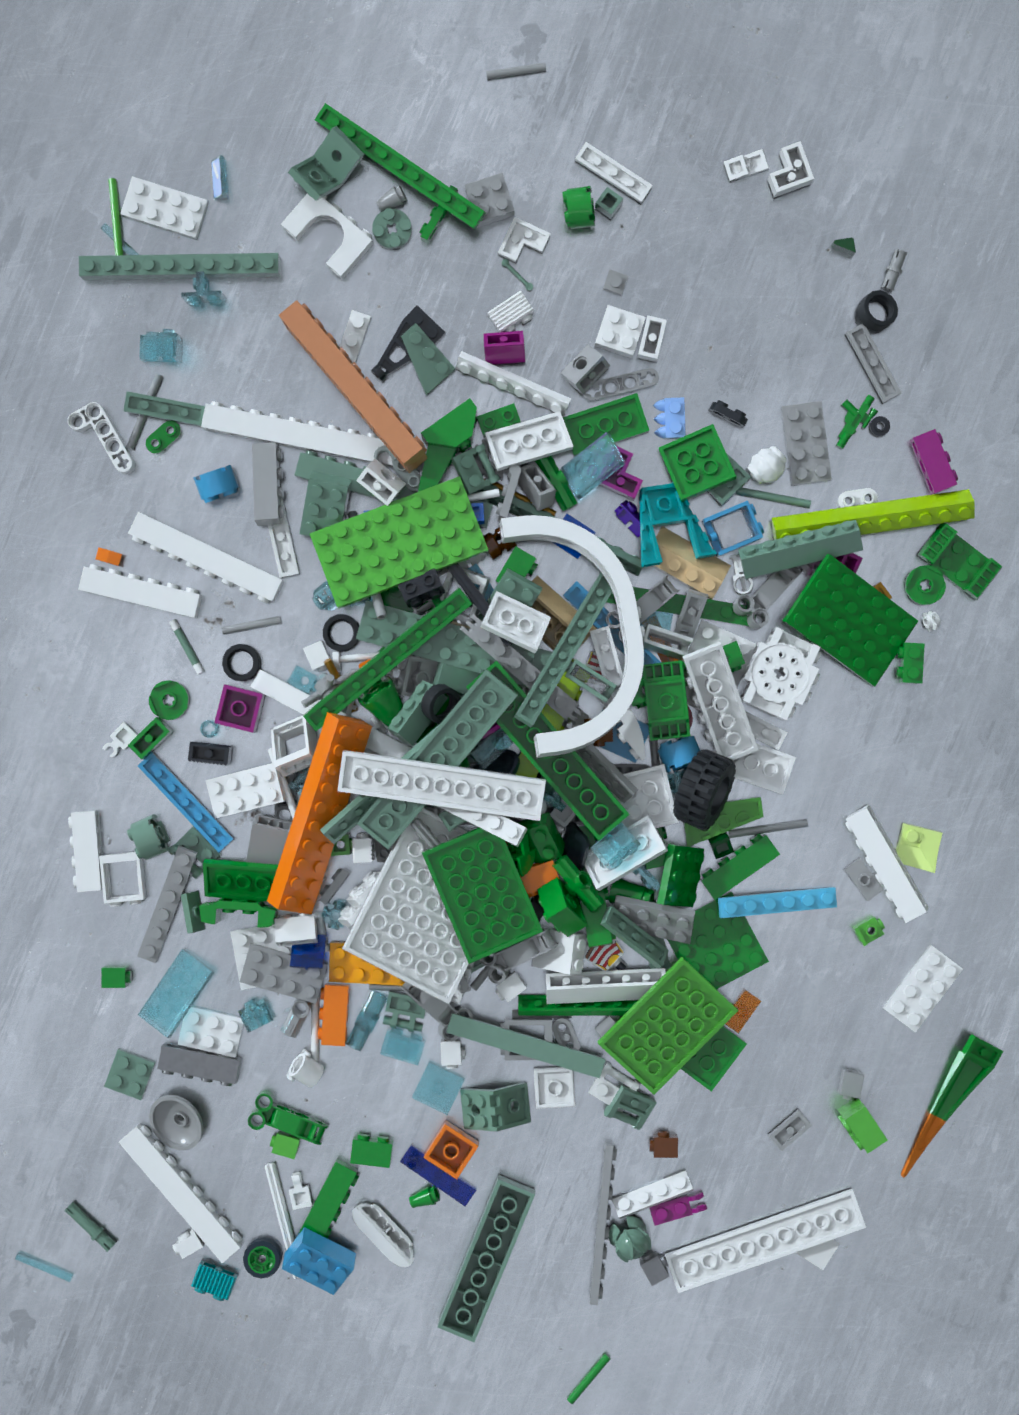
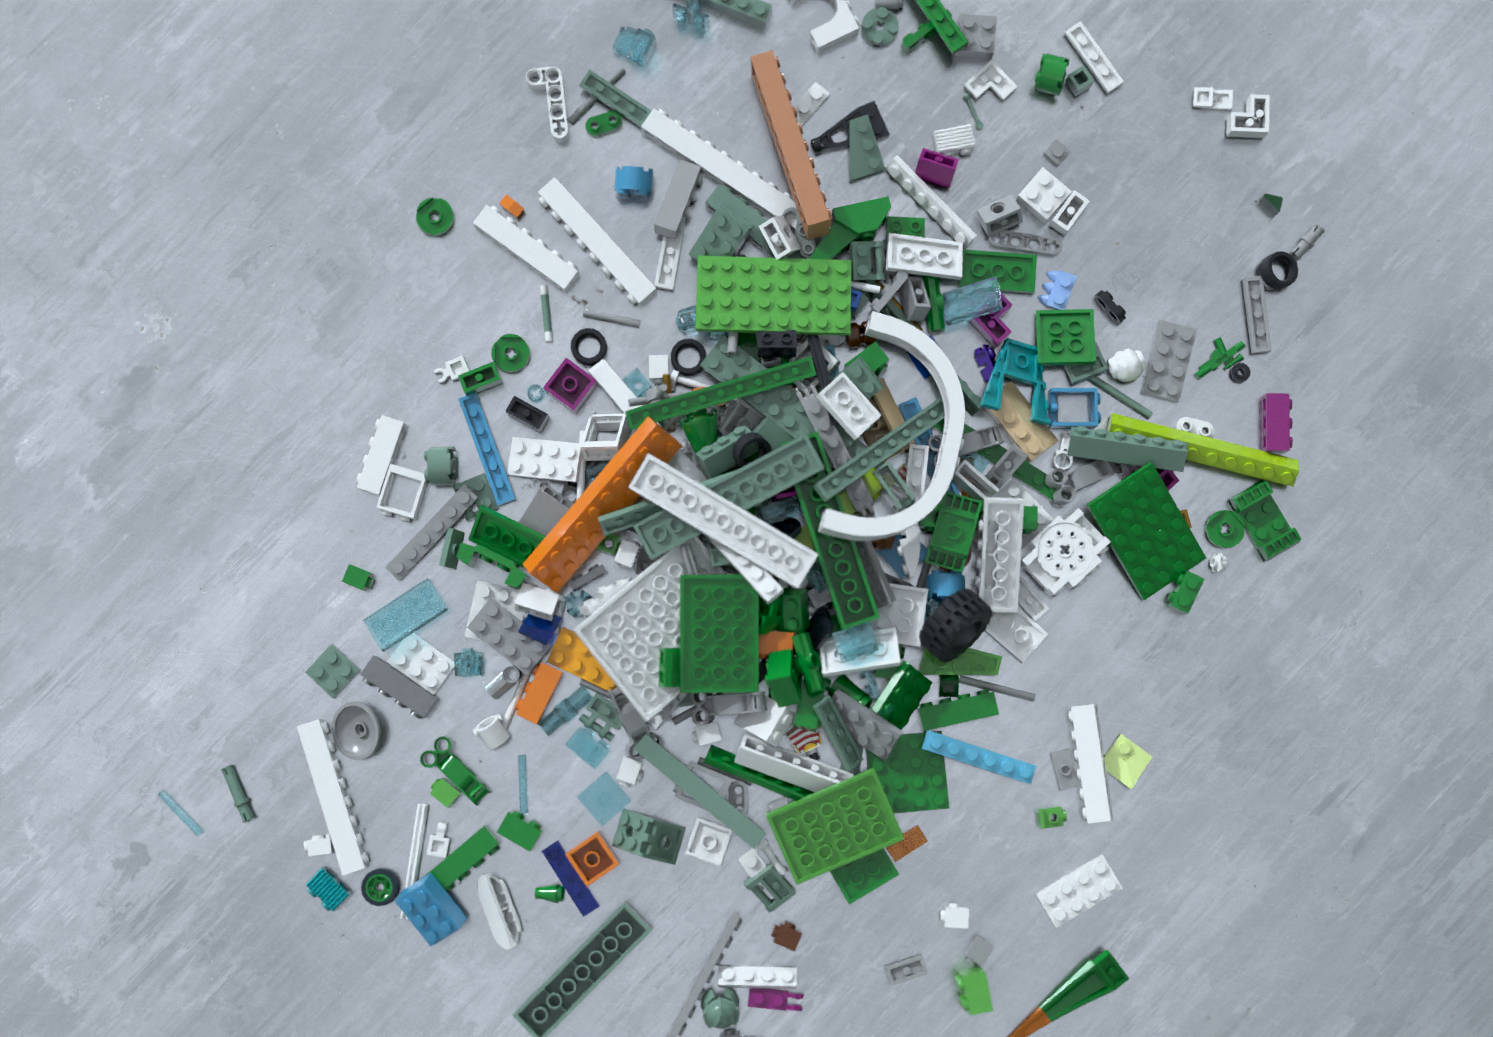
camera: 20 degrees right, 5 degrees down
(49, 593) = (434, 227): none -> green plate
(355, 1106) = (522, 784): none -> clear light blue bar
(448, 944) = (669, 667): none -> green panel
(815, 1061) = (955, 916): none -> white brick

